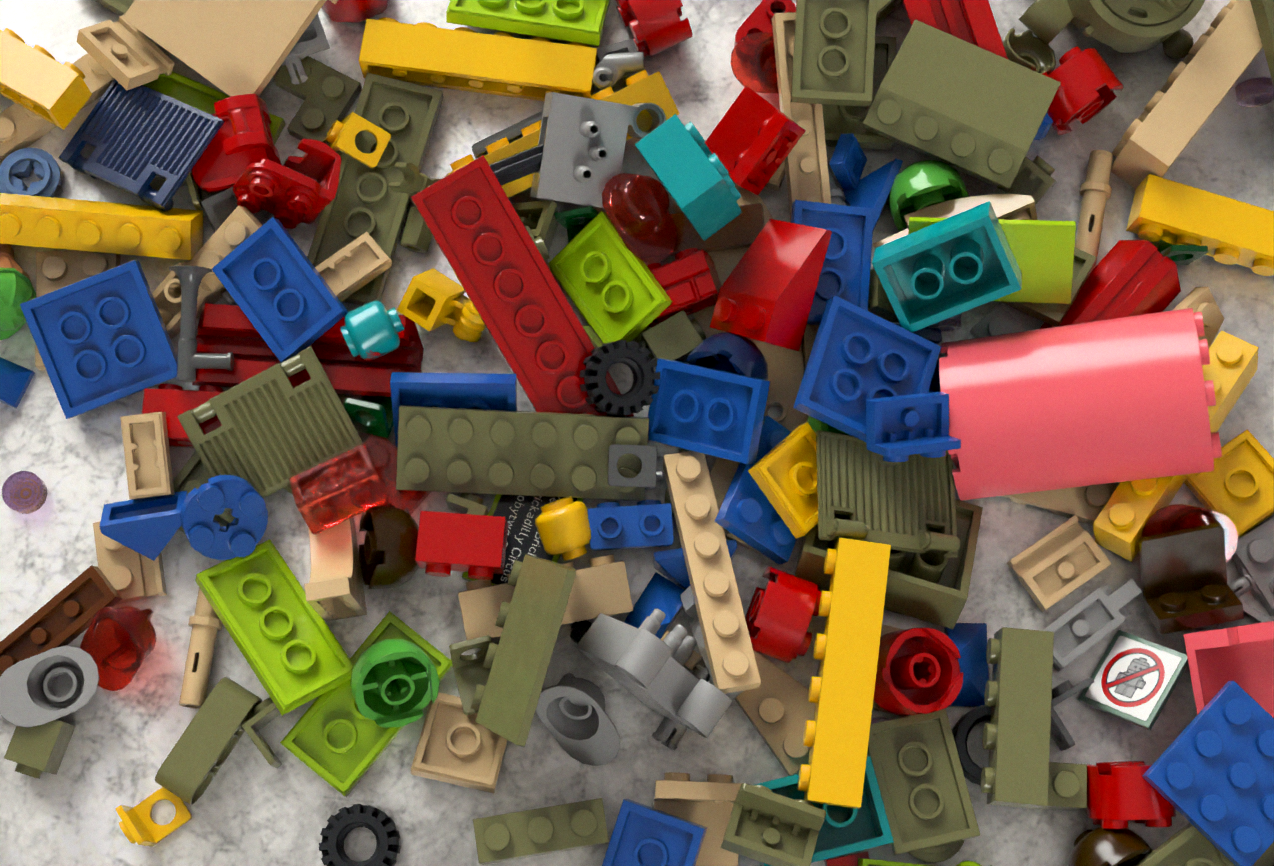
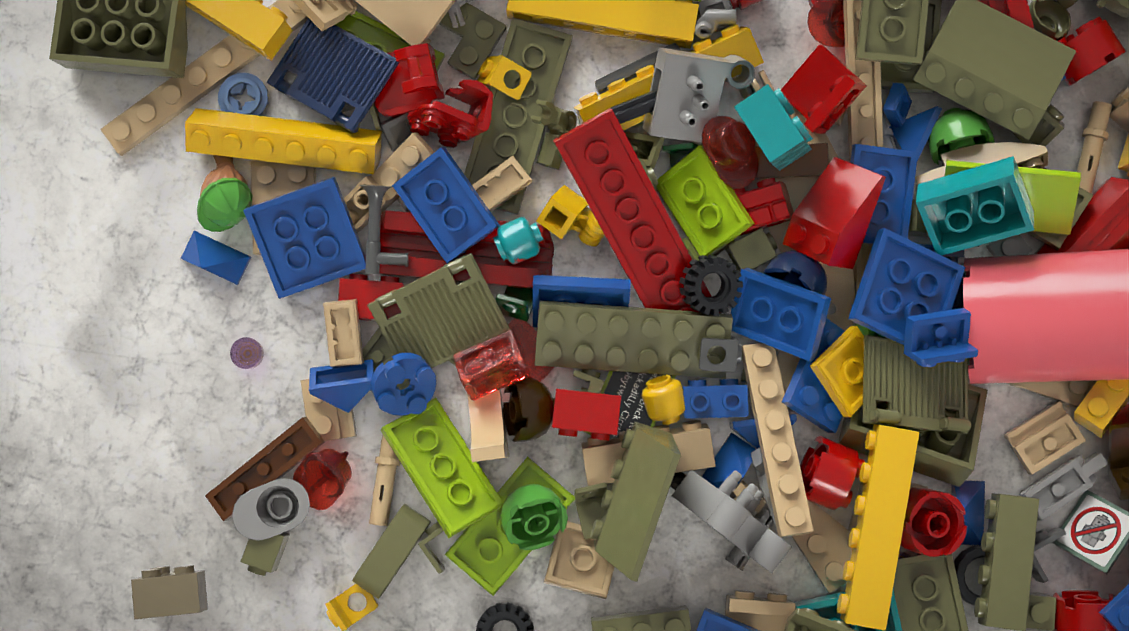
camera: 10 degrees right, 10 degrees up
(579, 721) = (673, 548): light grey piece -> none

